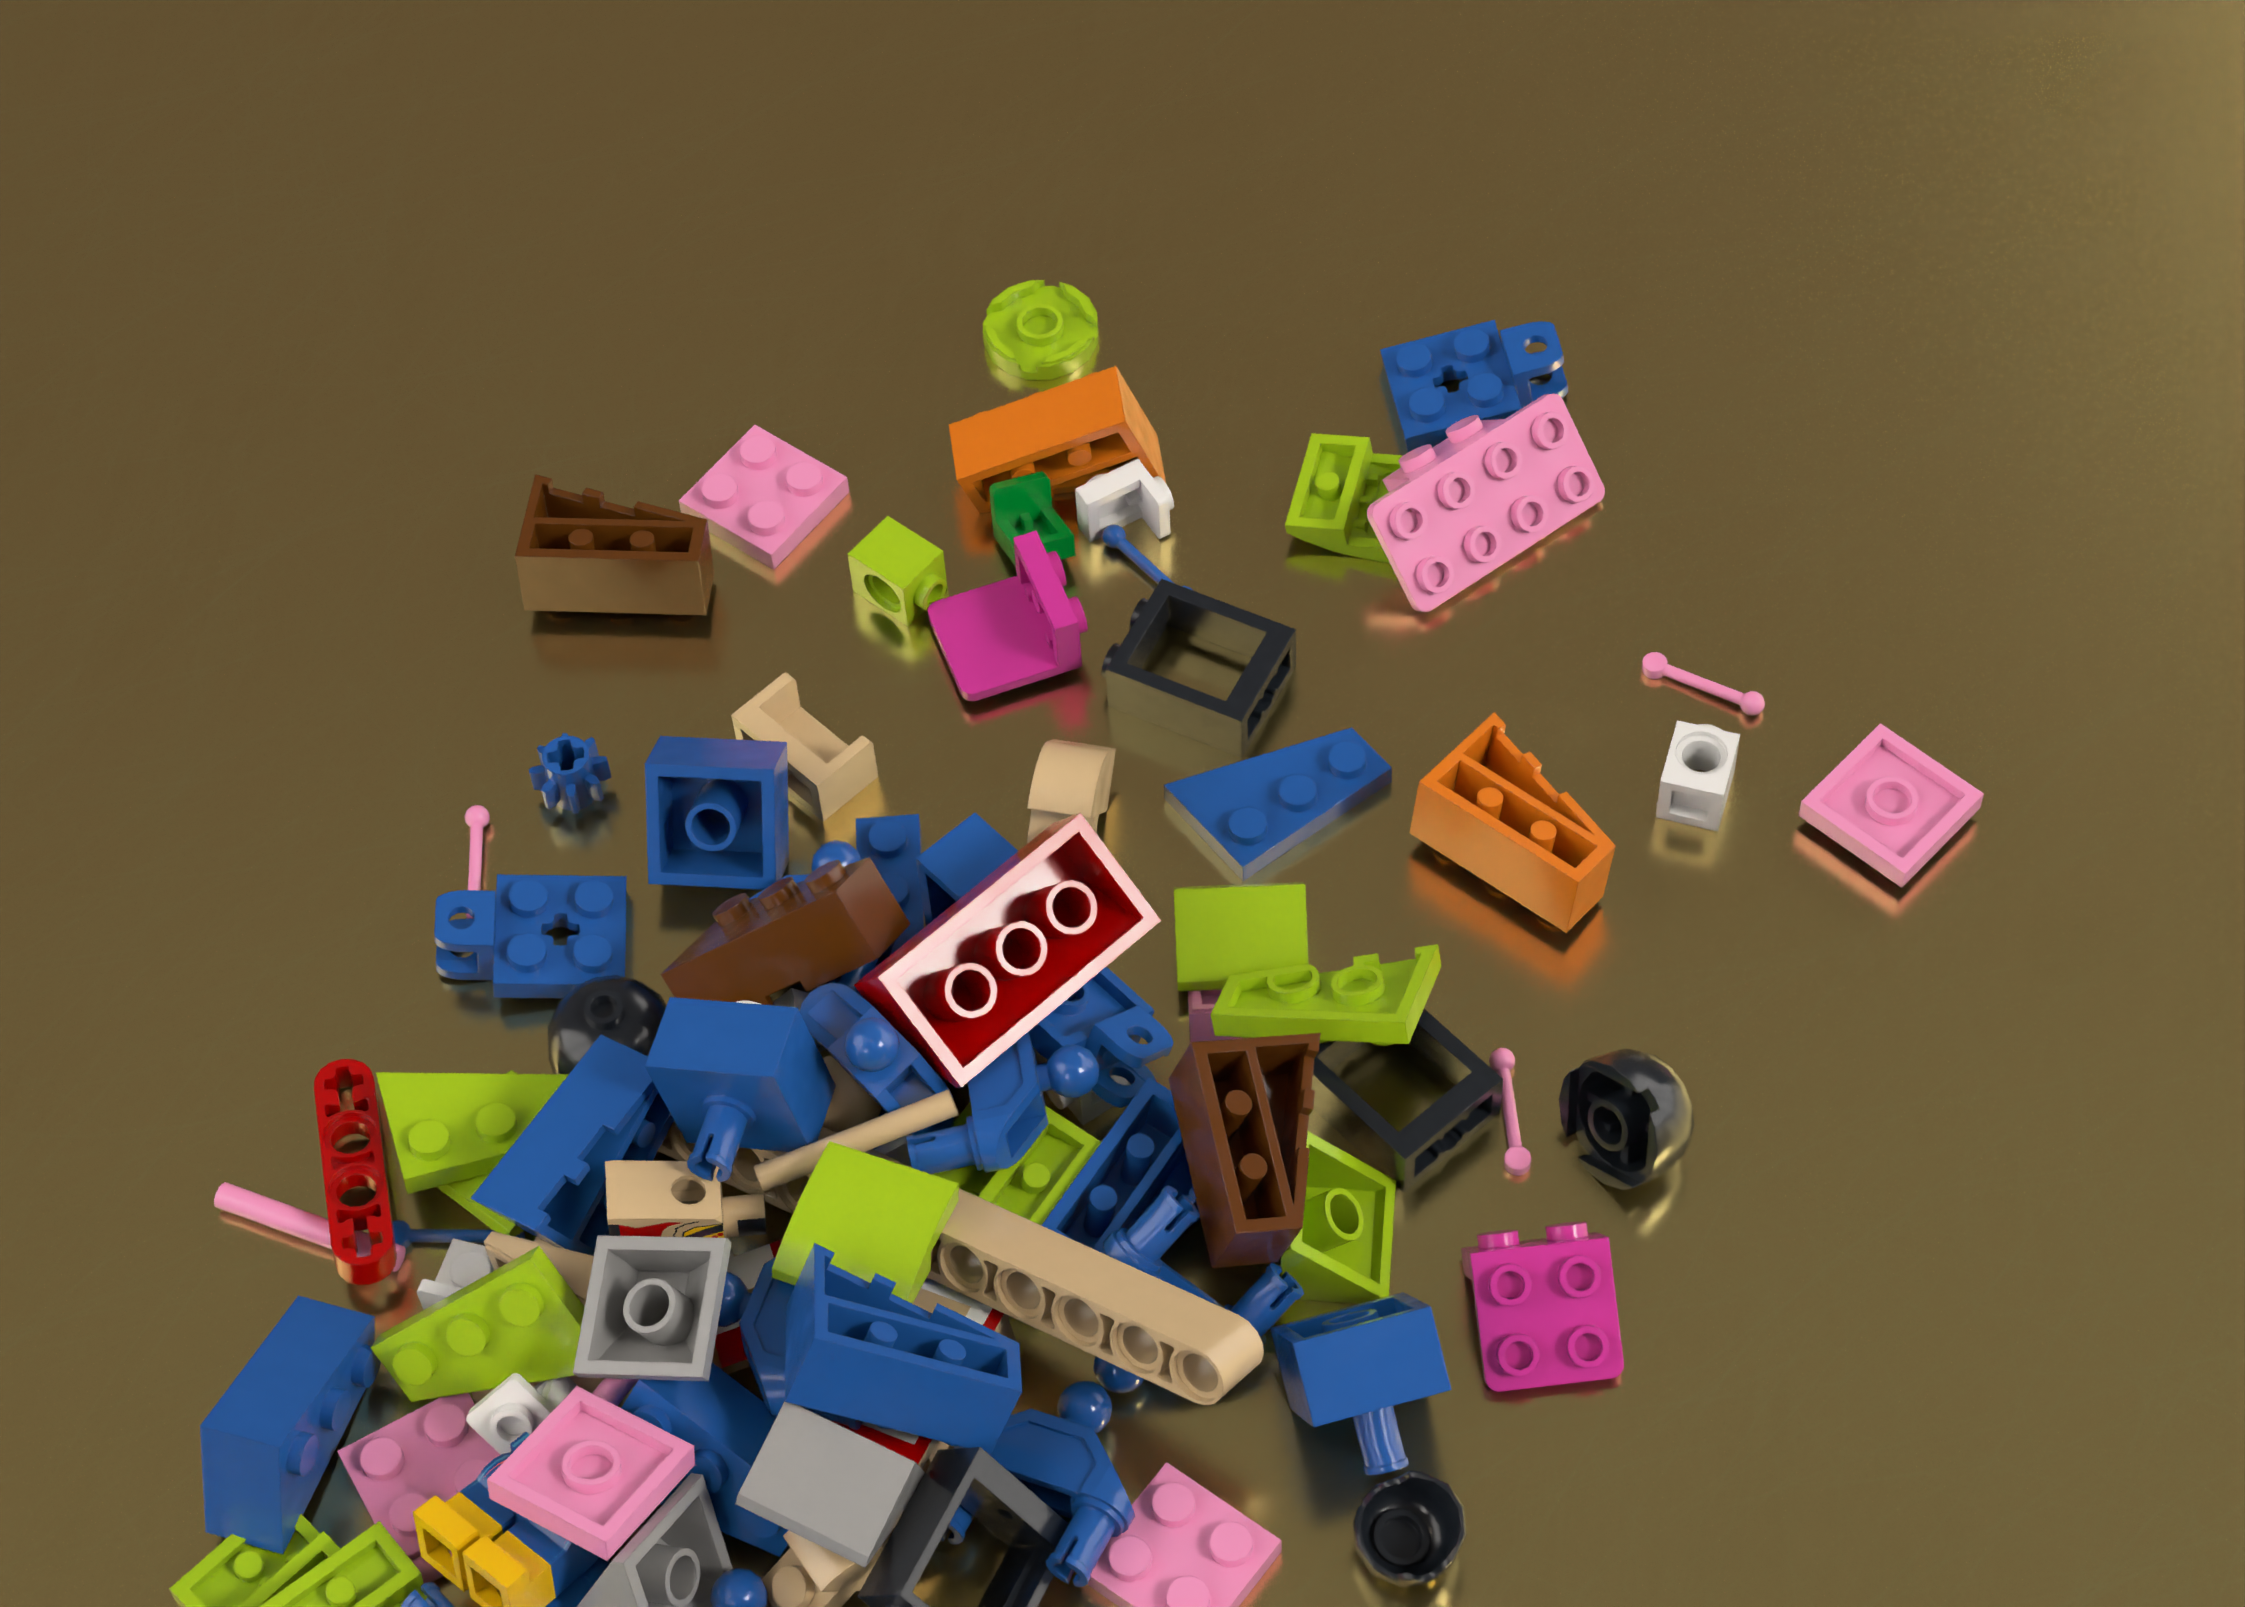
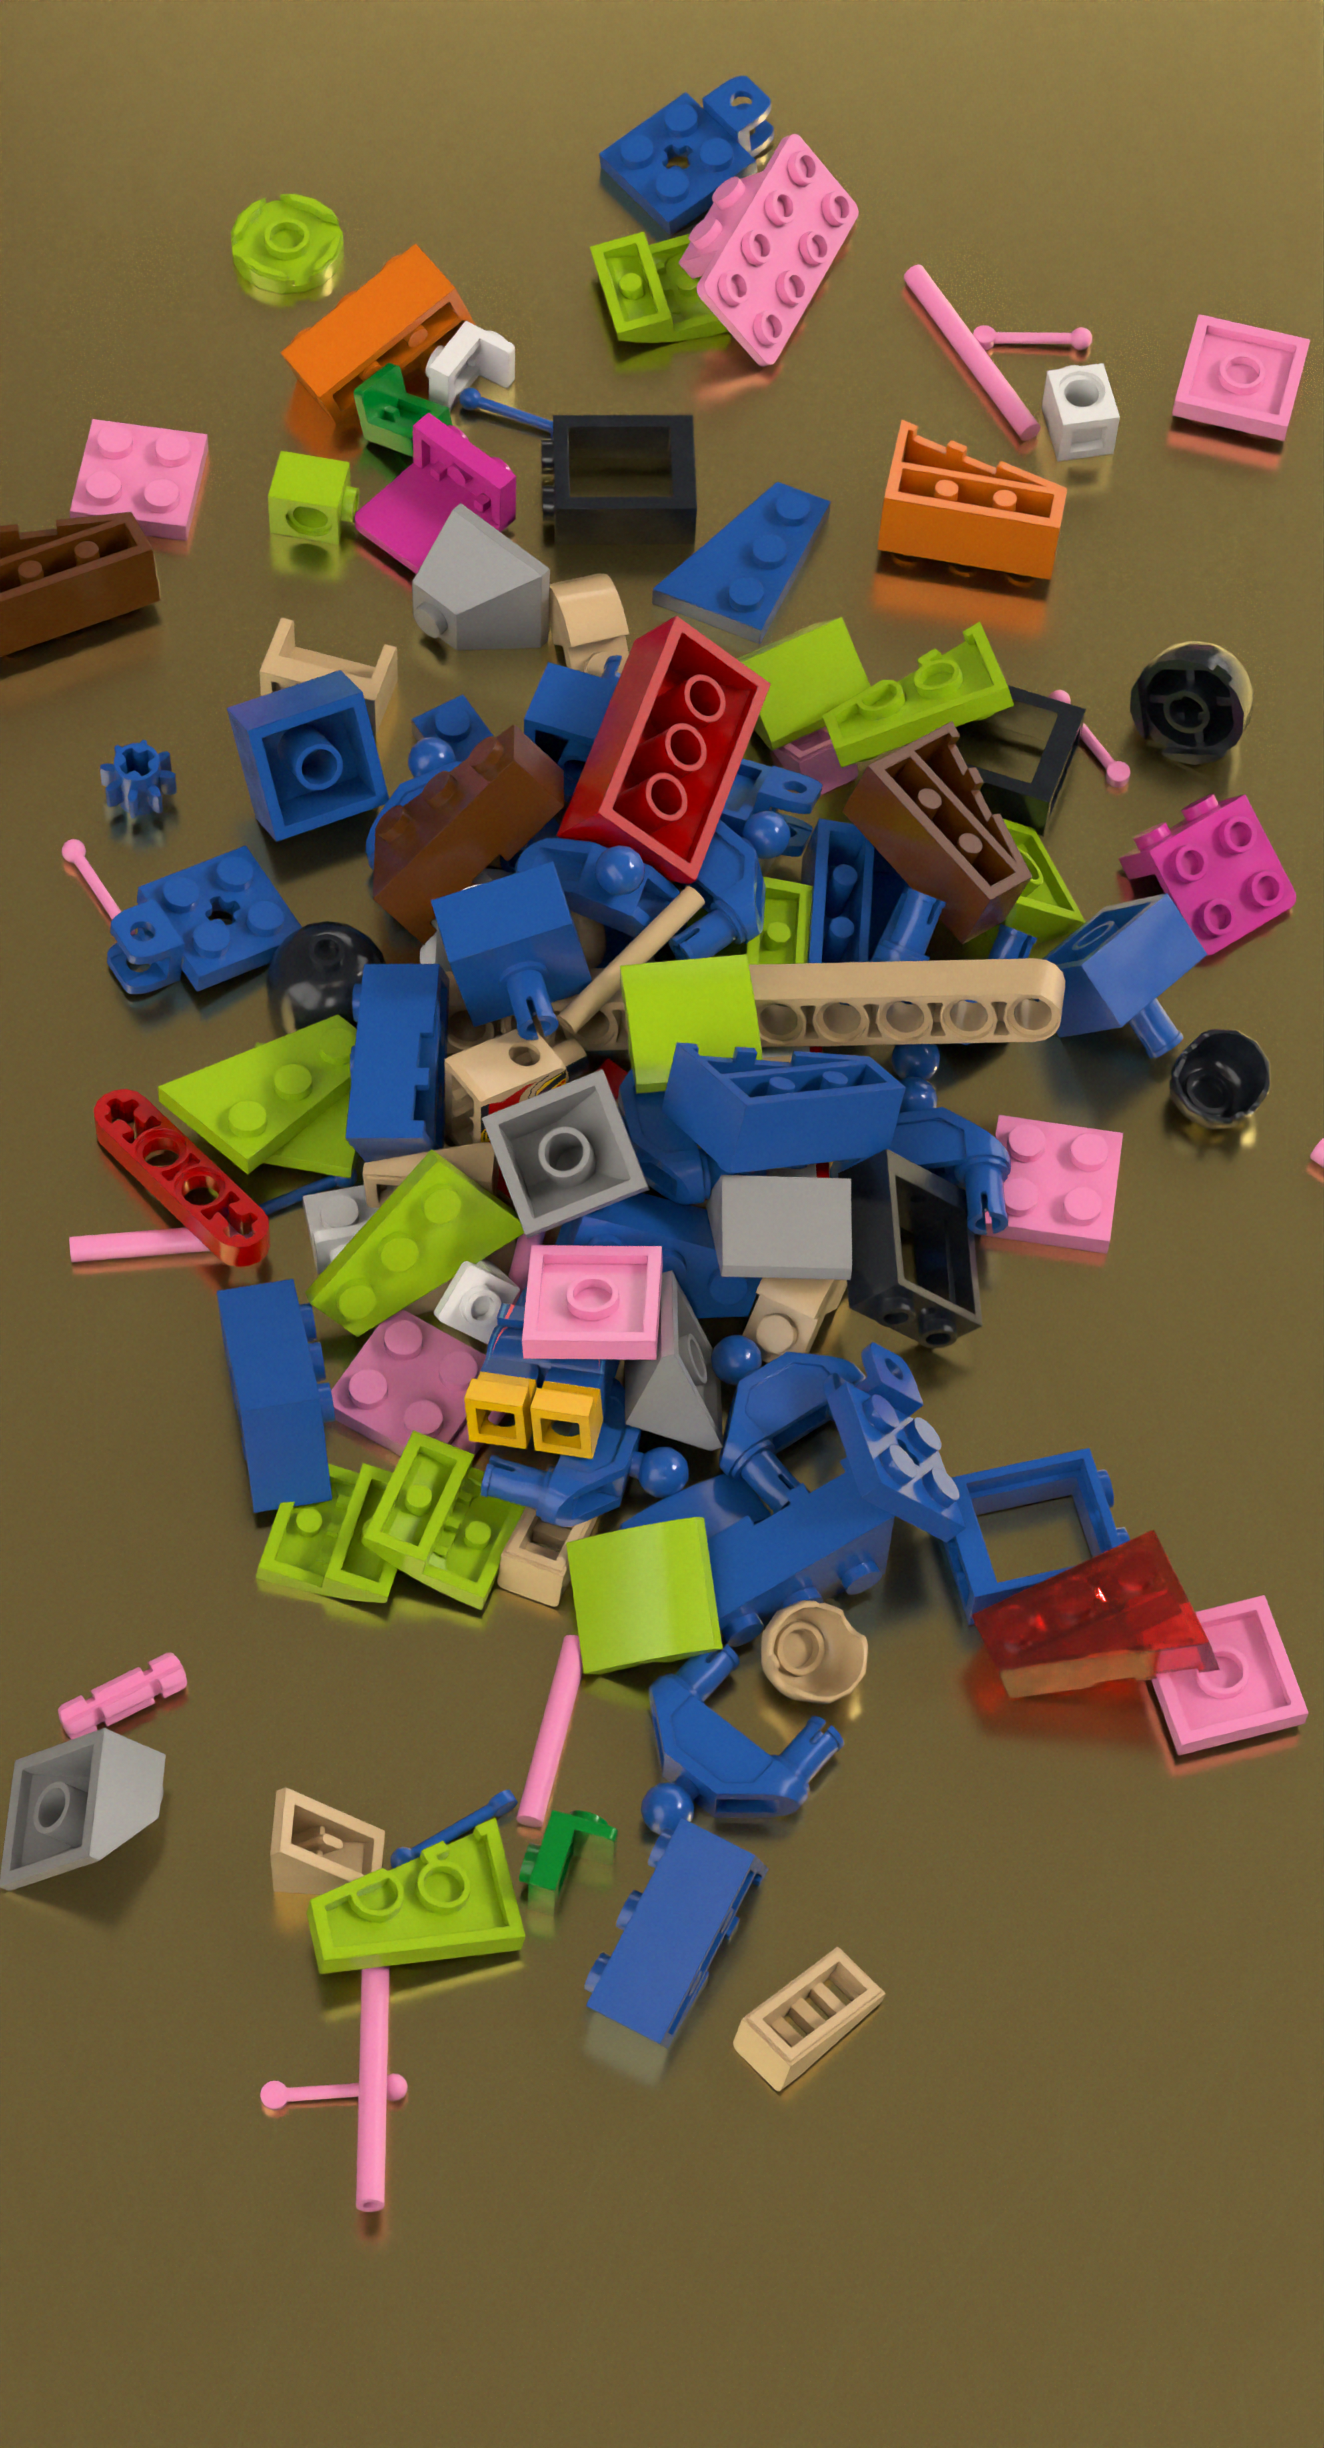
camera: 35 degrees left, 5 degrees up
(983, 717) = (481, 588): none -> light grey slope
(1630, 676) = (972, 352): none -> bright pink bar

